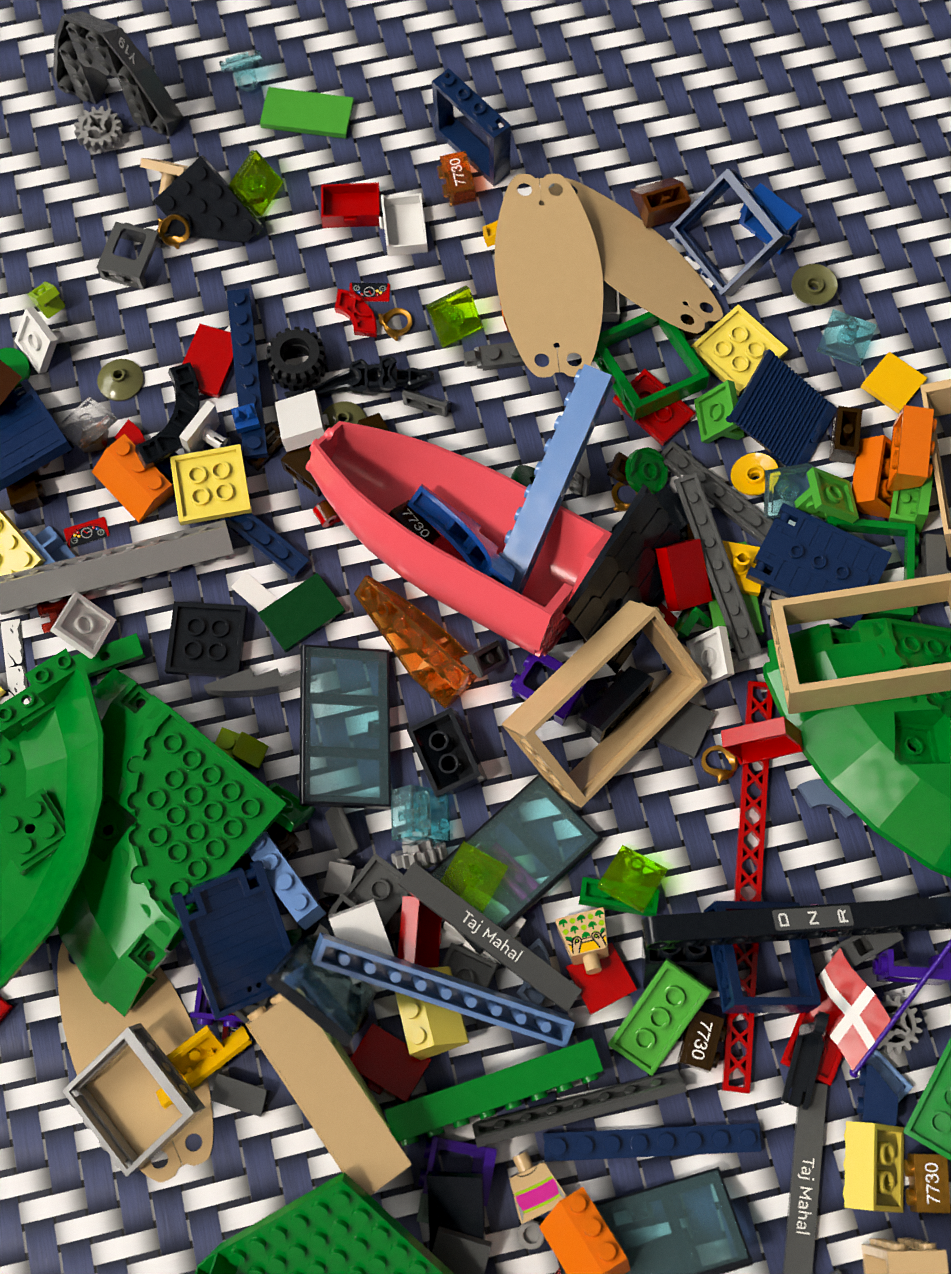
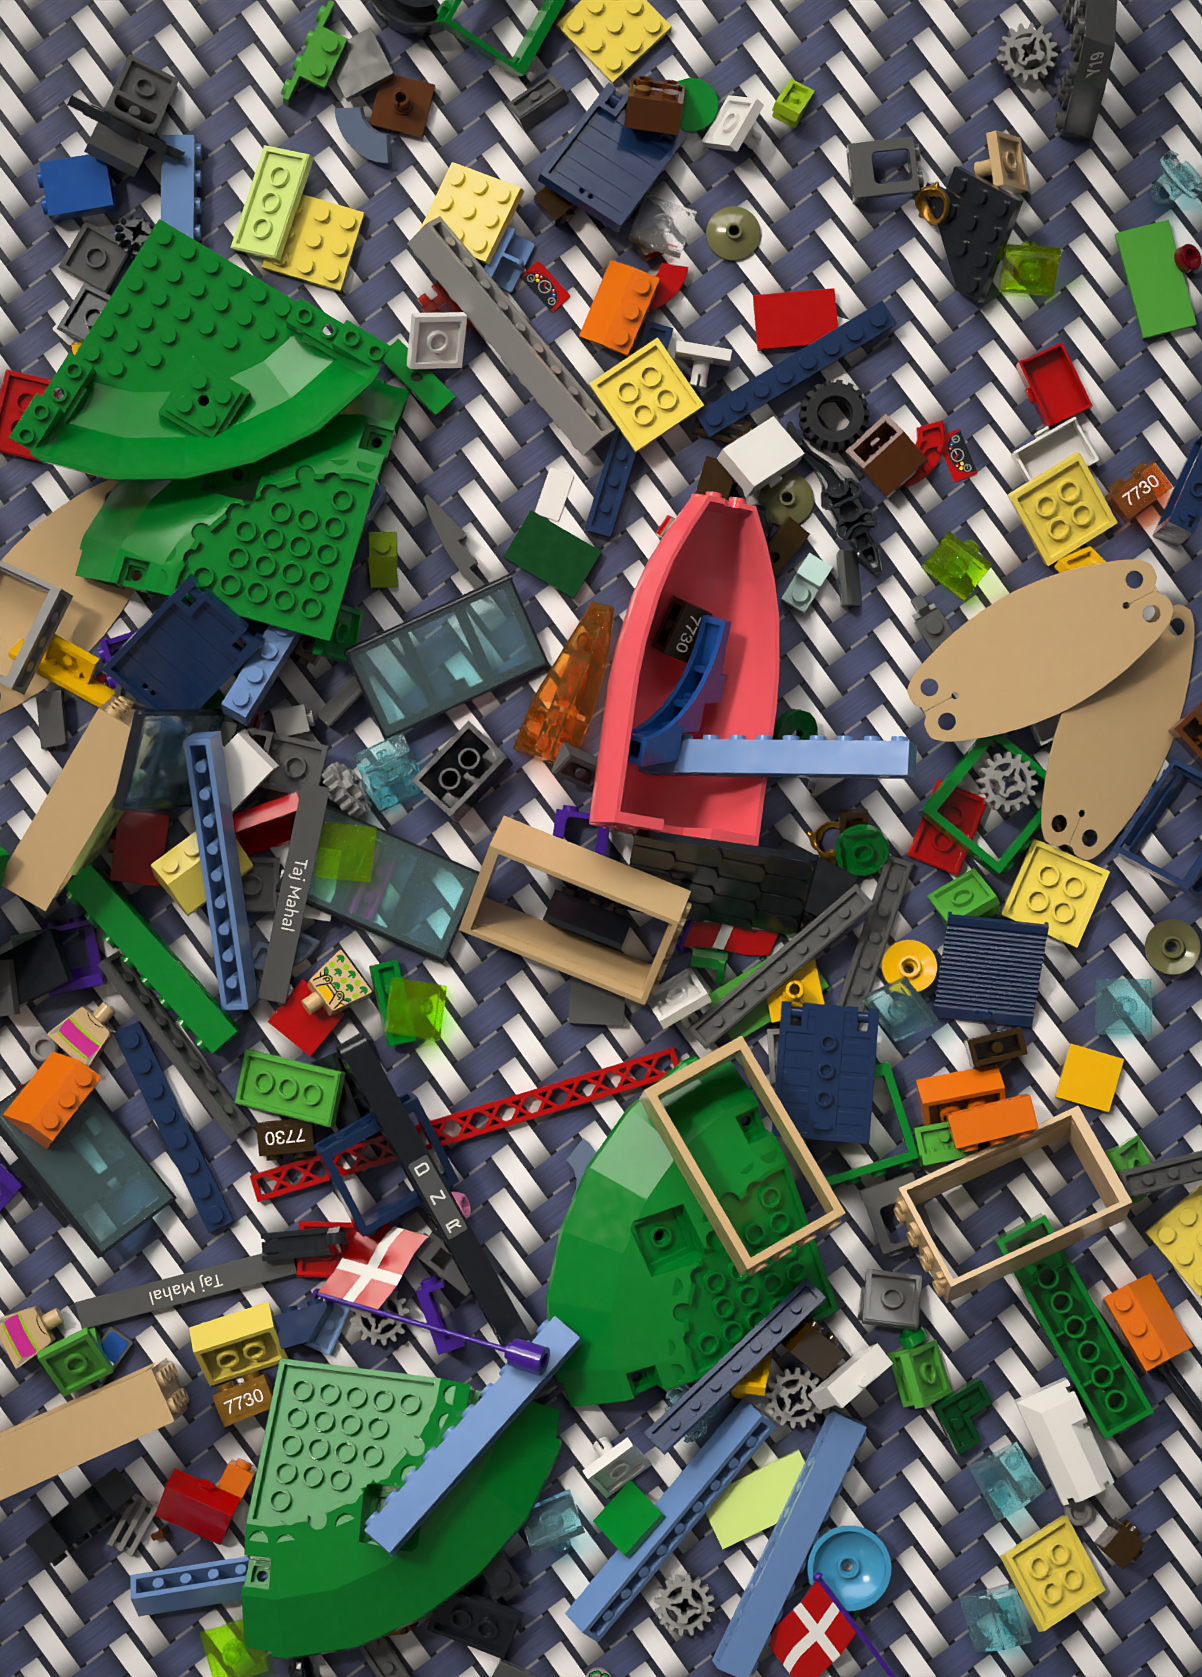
camera: 65 degrees right, 15 degrees up
(14, 657) = (373, 286): white sticker -> none
(186, 407) = (708, 328): black tile -> none
(206, 639) = (480, 471): black plate -> none
(245, 418) = (736, 396): blue tile -> none
(302, 84) = (1187, 258): none -> dark red tile
(345, 332) = (886, 456): none -> reddish brown slope
(395, 333) = (929, 487): pearl gold piece -> none
(413, 425) = (806, 583): none -> light aqua slope
(445, 230) = (1062, 508): none -> light yellow plate
(640, 340) = (996, 776): none -> light grey gear
(684, 574) = (753, 936): red container -> none
(720, 774) = (561, 1054): pearl gold piece -> none
(762, 740) = (604, 1084): red container -> none
(828, 497) = (908, 1055): bright green bracket -> none

